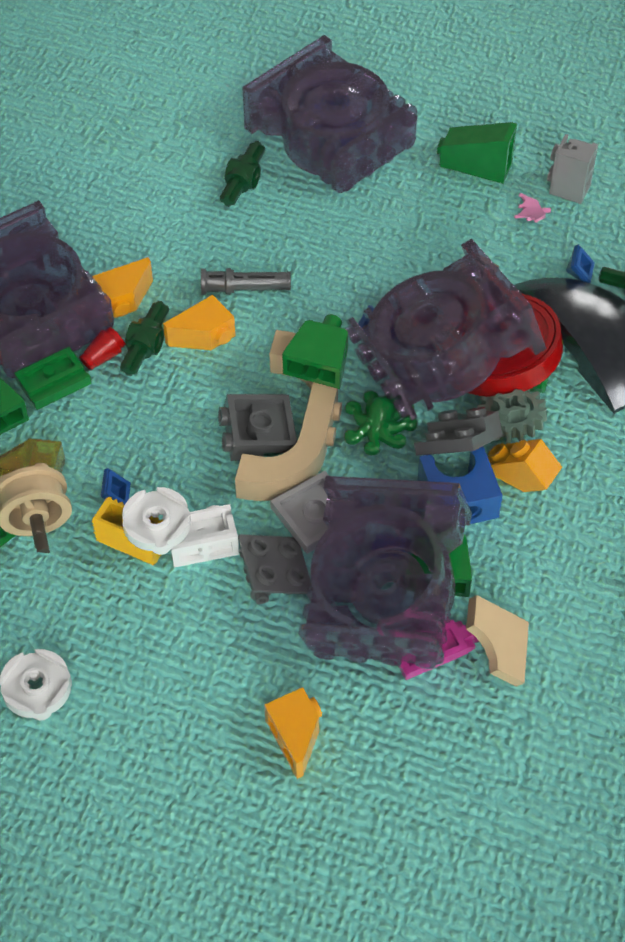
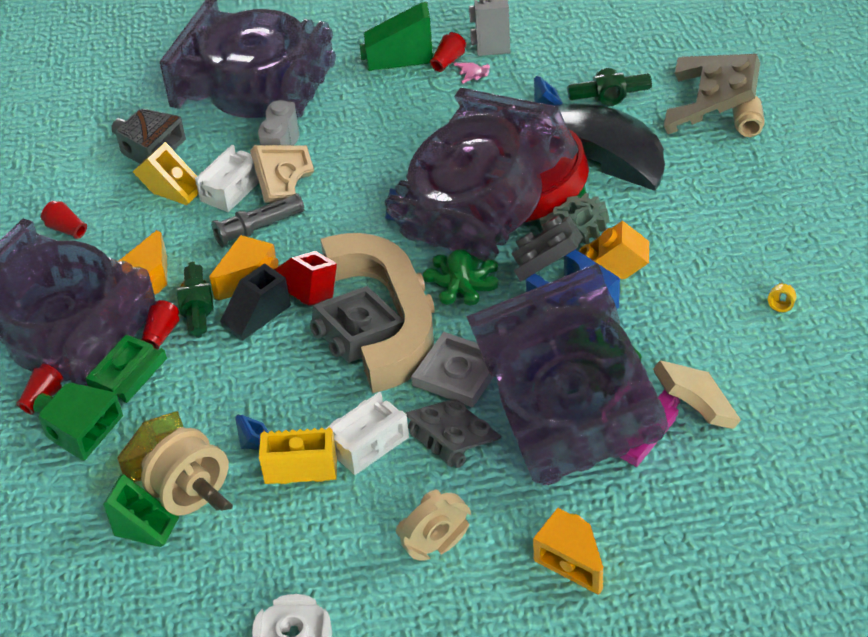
camera: 25 degrees left, 10 degrees down
(85, 205) = (62, 219): none -> red cone
(159, 536) = (330, 442): white plate -> none
(188, 366) = (256, 302): none -> black slope
(194, 649) = (434, 525): none -> tan plate
(196, 204) = (168, 175): none -> yellow slope
(202, 154) = (146, 132): none -> dark grey torso
(242, 173) = (196, 138): dark green axle -> none
(244, 229) = (227, 179): none -> white hinge
(244, 363) = (309, 277): none -> red slope
(289, 240) = (280, 169): none -> tan tile
(313, 201) = (280, 124): none -> light grey brick
(318, 352) = (378, 236): green torso -> none
(519, 179) = (449, 49): none -> red cone

